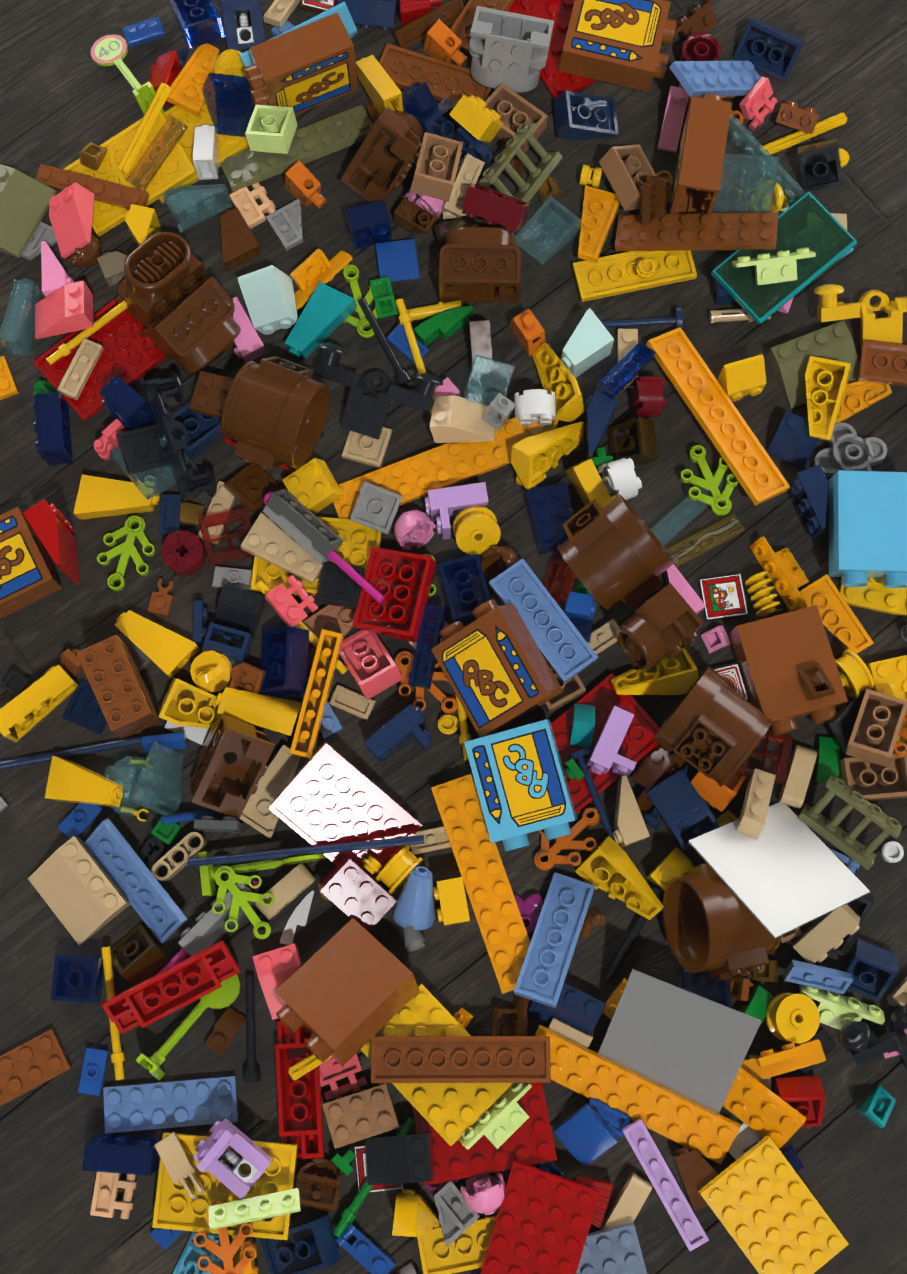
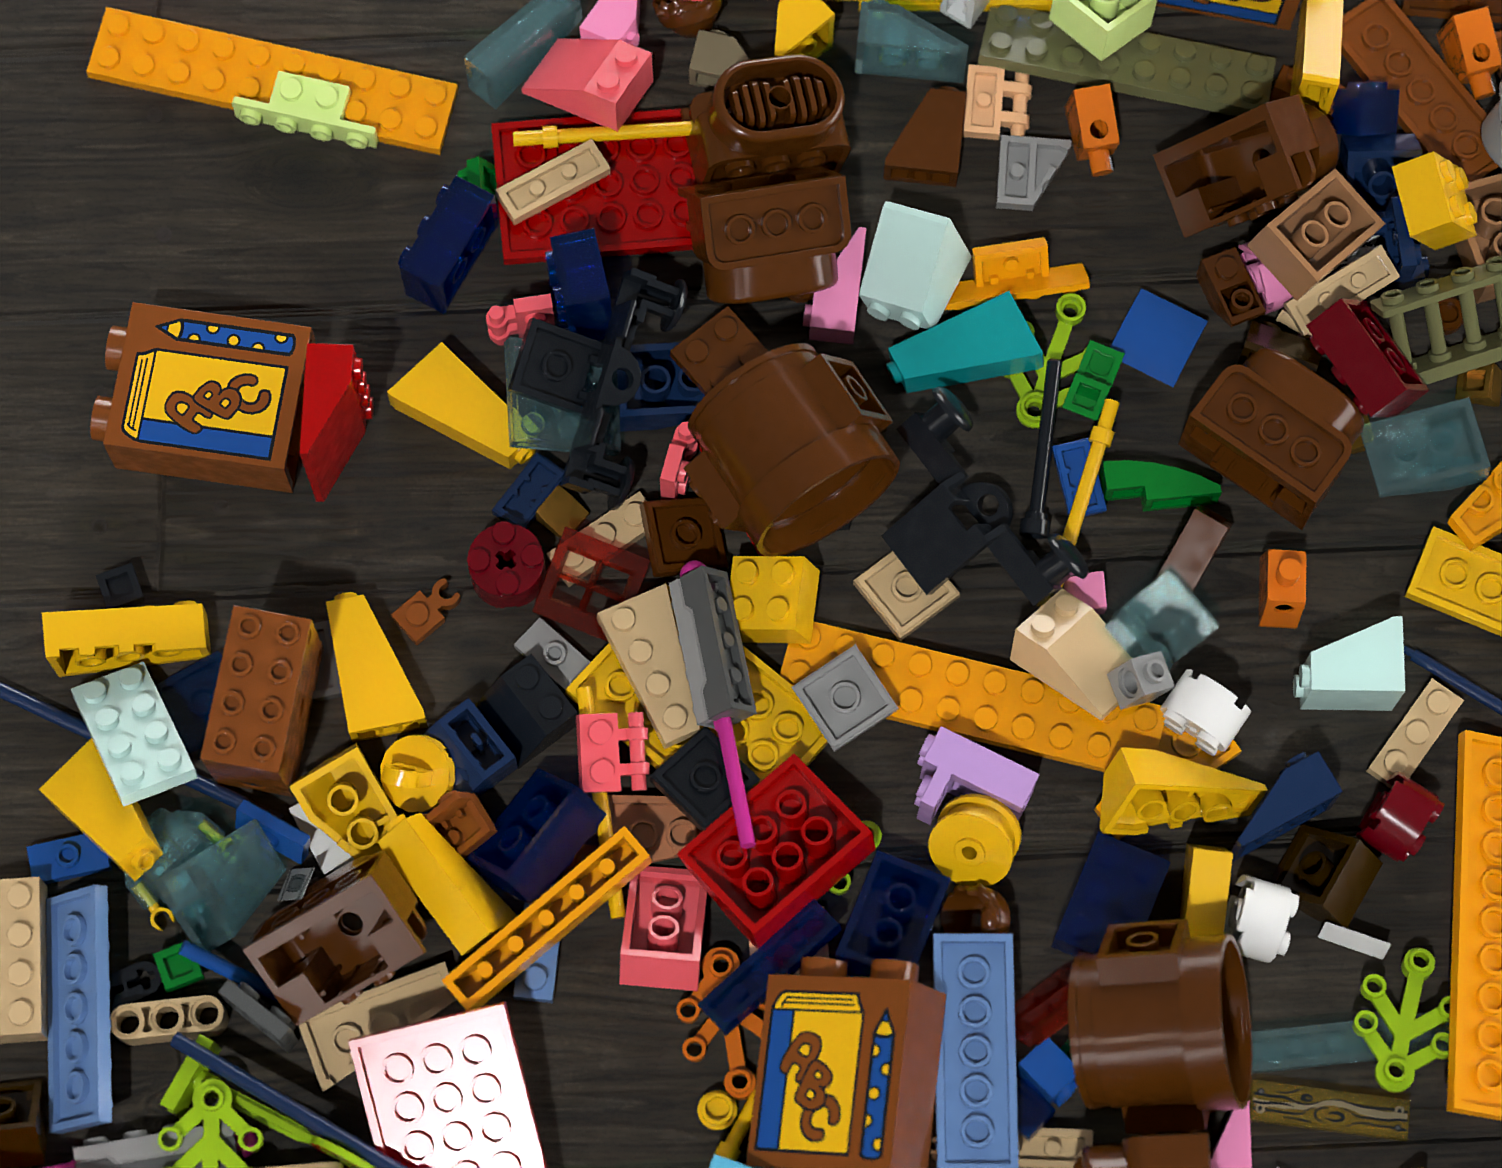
camera: 35 degrees right, 5 degrees down
(70, 662) = (219, 612): dark orange tile -> none
(70, 743) = (133, 733): none -> light aqua plate
(126, 550) = (427, 501): lime plant -> none
(192, 757) = (295, 884): none -> sticker
(199, 629) = (464, 675): dark blue plate -> none
(229, 458) = (673, 476): none -> coral plate
(352, 702) = (595, 972): tan tile -> none
(368, 224) = (1149, 253): clear blue brick -> none
(398, 731) = (629, 1067): dark blue brick -> none
(413, 529) = (880, 770): bright pink cylinder -> none
(429, 311) = (1155, 451): yellow pin -> none
(559, 379) = (1273, 702): yellow wedge -> none
(601, 457) = (1255, 865): green tile -> none
(625, 370) = (1390, 752): clear blue plate -> none
(664, 462) = (1354, 940): none -> white sticker

